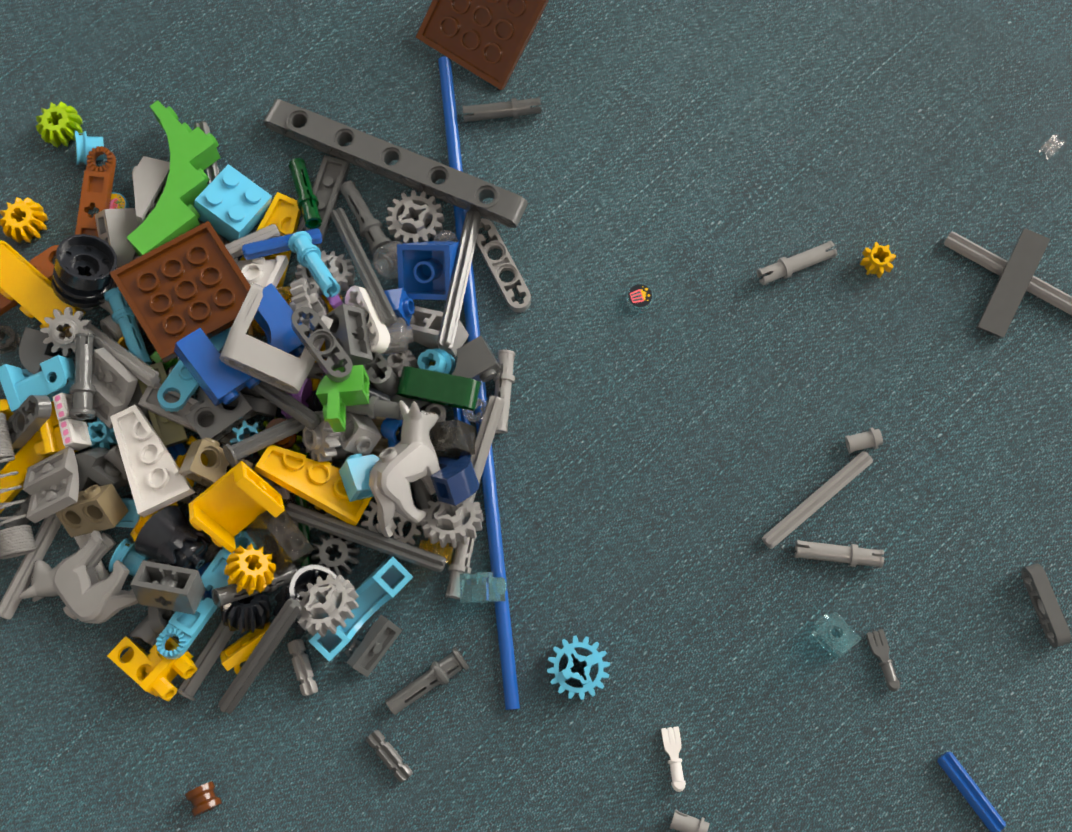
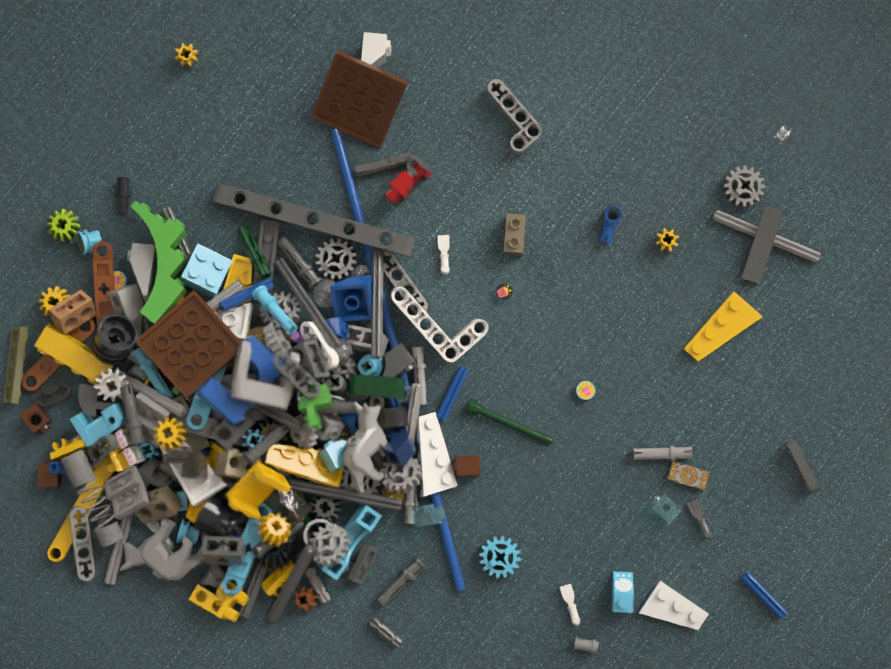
camera: 10 degrees left, 10 degrees up
(39, 225) = (72, 312): none -> medium nougat brick
(127, 406) = (169, 441): none -> yellow gear
(145, 99) = (122, 195): none -> black axle
(148, 450) = (192, 460): none -> clear smoke brick
(272, 684) = (310, 598): none -> dark orange gear
(504, 507) = (433, 456): none -> white wing
(530, 129) = (406, 180): none -> red hips
(535, 327) = (434, 328): none -> white beam
(545, 423) = (452, 393): none -> blue axle
(550, 526) = (466, 465): none -> reddish brown brick
(565, 227) = (443, 245): none -> white piece
(575, 448) = (475, 408): none -> dark green piece
(665, 221) = (514, 234): none -> dark tan brick
(671, 43) = (511, 113): none -> light grey beam
(737, 447) = (585, 390): none -> tile
(755, 751) = (622, 592): none -> medium azure slope
(787, 266) = (603, 254): light grey pin -> none
(801, 227) = (609, 225): none -> blue pin
(817, 499) = (644, 418): light grey axle -> none
(828, 787) = (672, 607): none -> white wing
(864, 440) = (671, 372): light grey pin -> none
(873, 592) = (688, 475): none -> tile
(950, 384) = (724, 324): none -> yellow wing
(989, 216) = (749, 191): none -> light grey gear

